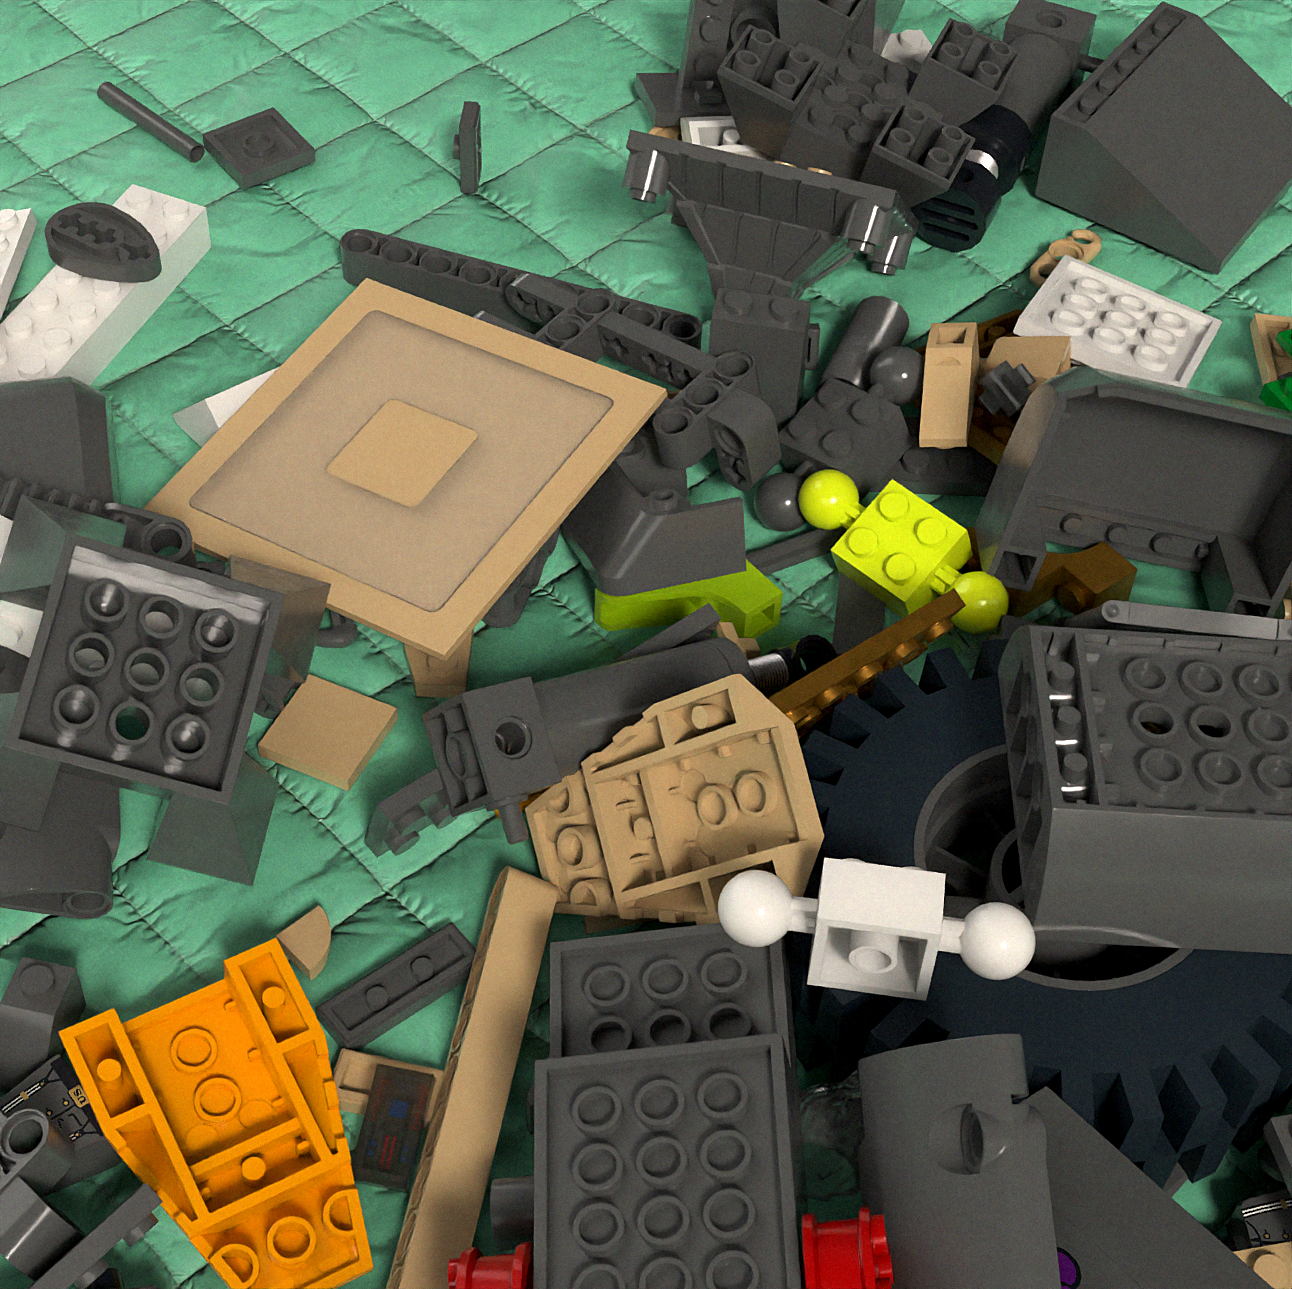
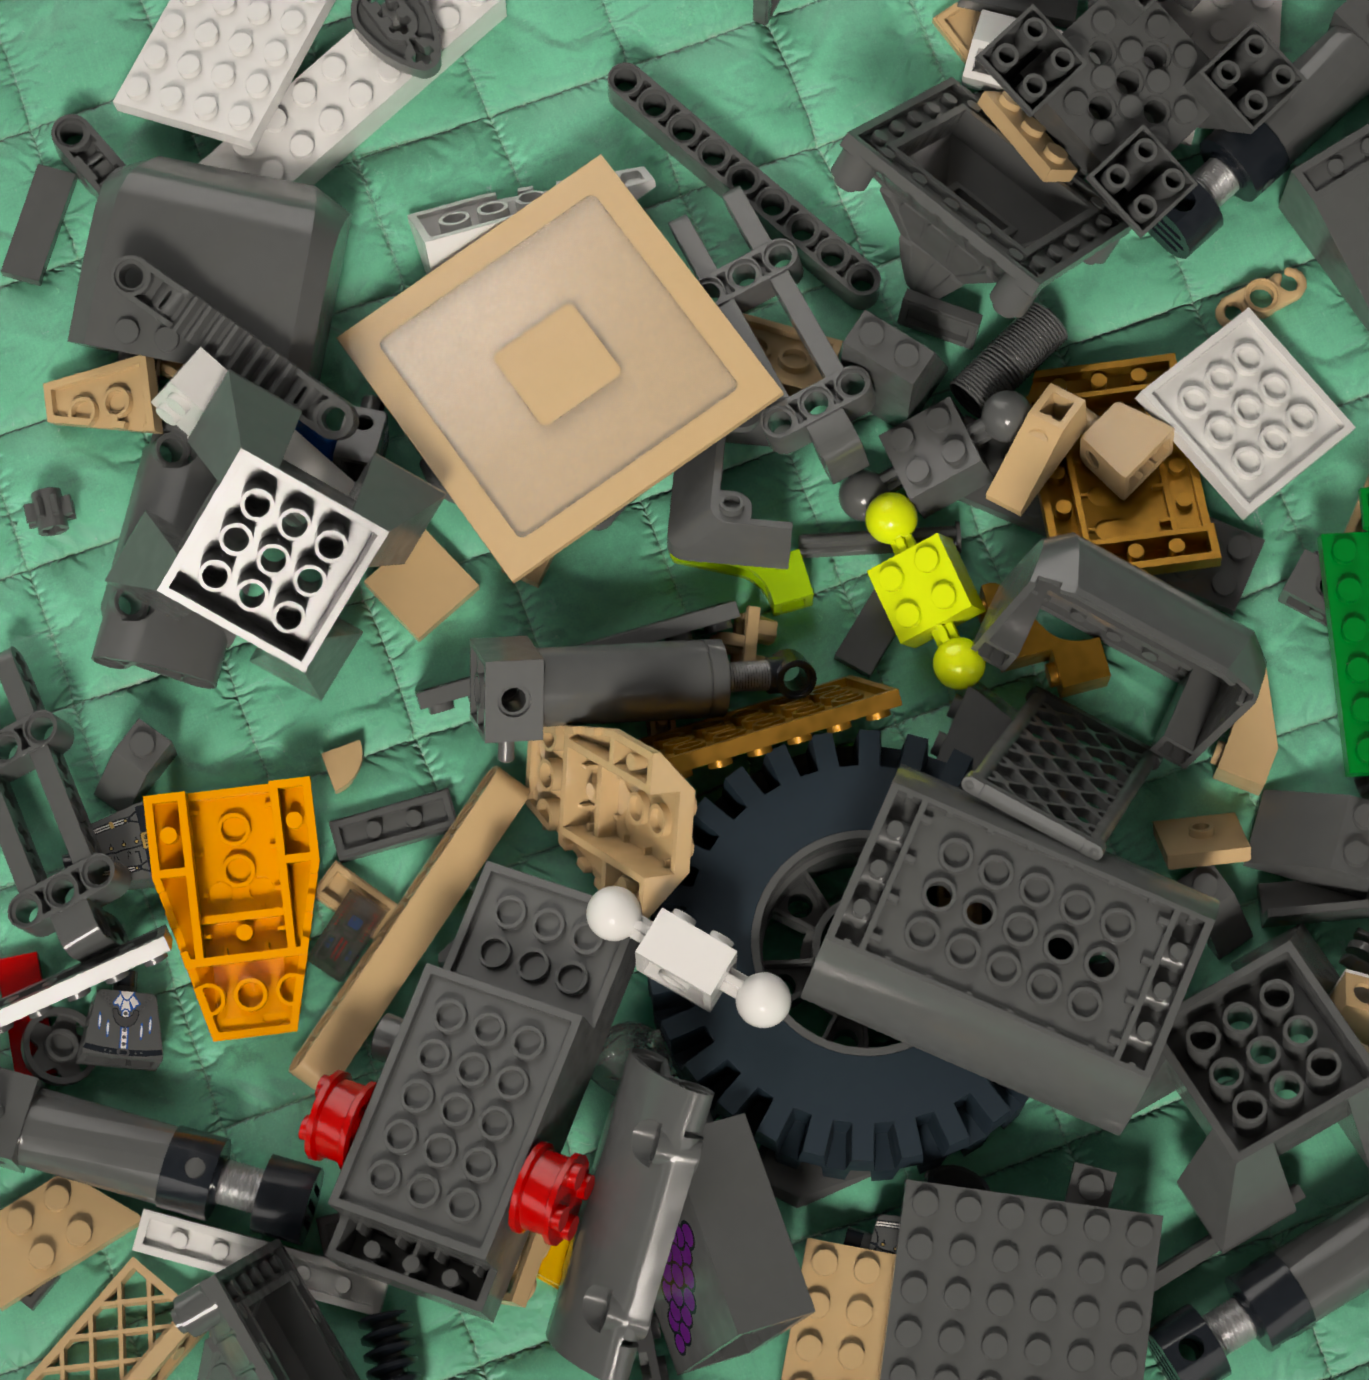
camera: 25 degrees right, 25 degrees up
(1006, 389) = (1082, 472): dark grey gear -> none

